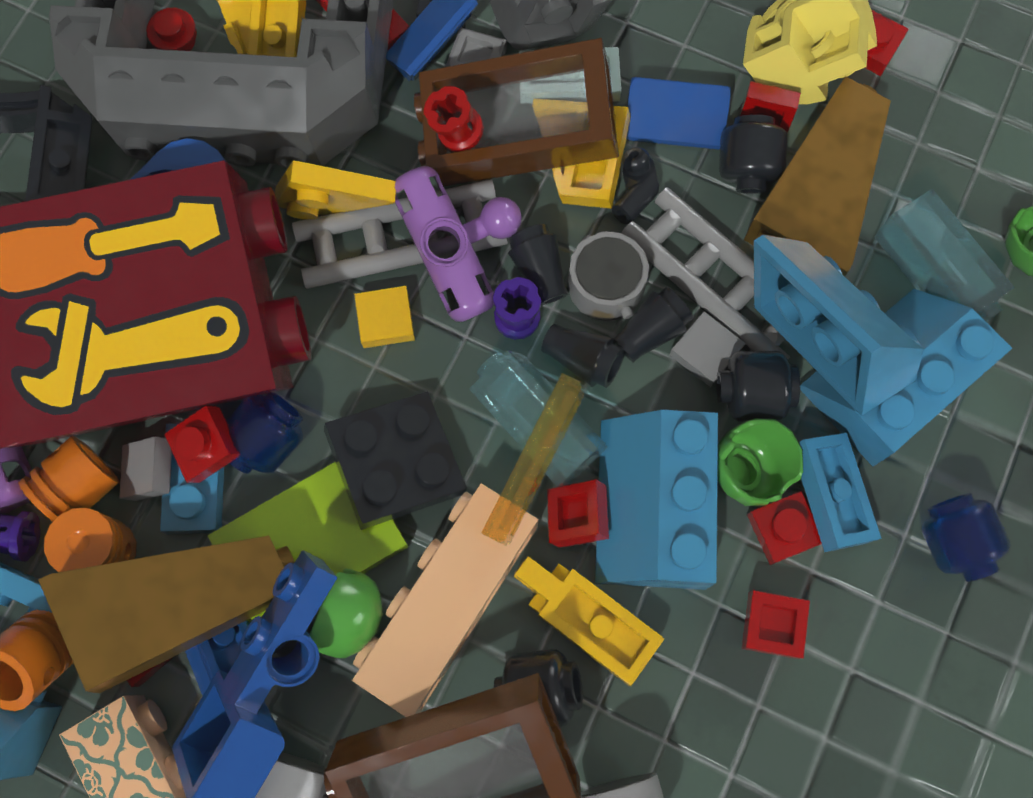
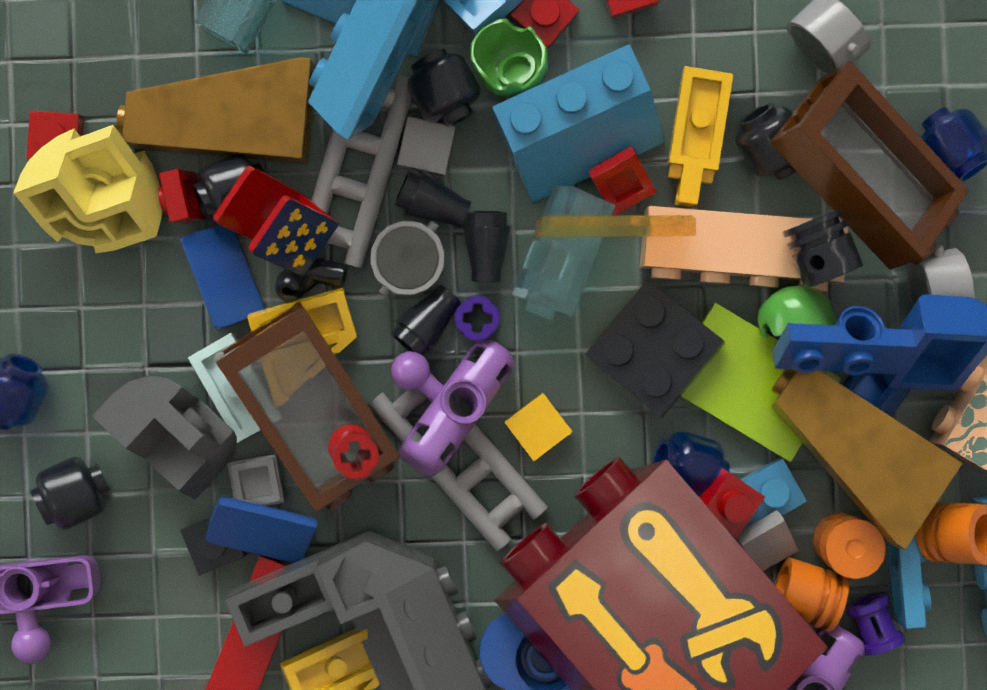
camera: 120 degrees left, 15 degrees up
(320, 190) = (471, 533): yellow wing -> none
(395, 667) = (823, 249): none -> black piece
(704, 172) = (278, 219): none -> piece

